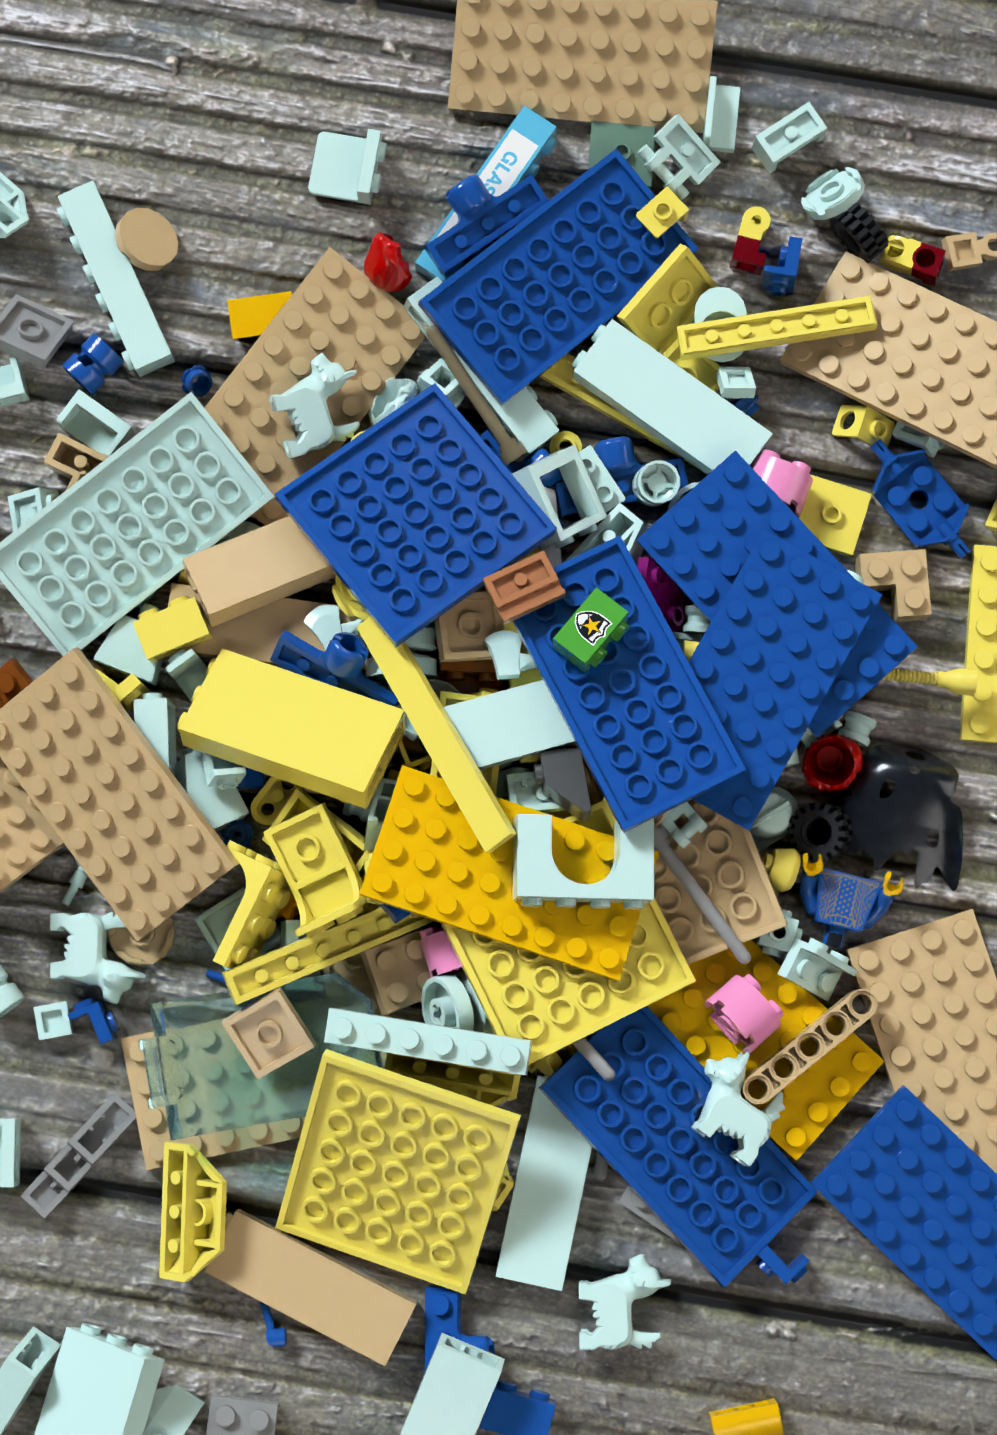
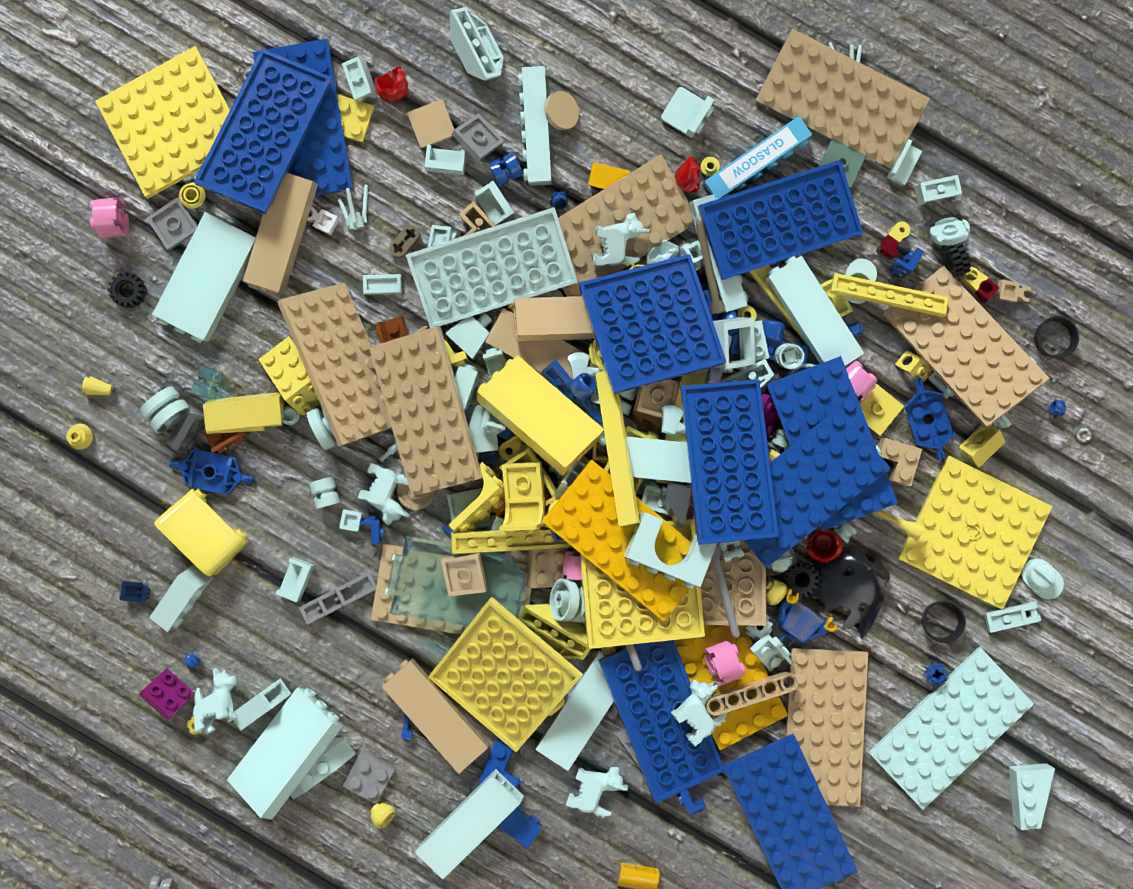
camera: 20 degrees right, 5 degrees up
(171, 628) = (494, 334): light yellow brick -> none
(191, 1212) = (386, 653): light yellow wedge -> none
(411, 246) = (709, 172): none -> light yellow plate
(428, 1041) = (548, 614): light aqua plate -> none
(482, 218) = (751, 171): blue plate -> none
(524, 587) = (696, 388): nougat plate -> none
(591, 630) = (724, 427): bright green brick -> none
(662, 212) = (851, 206): light yellow bracket -> none
(667, 299) = (835, 255): light yellow plate -> none
(687, 152) = (878, 176): light aqua plate -> none
(736, 382) = (854, 316): light aqua plate -> none

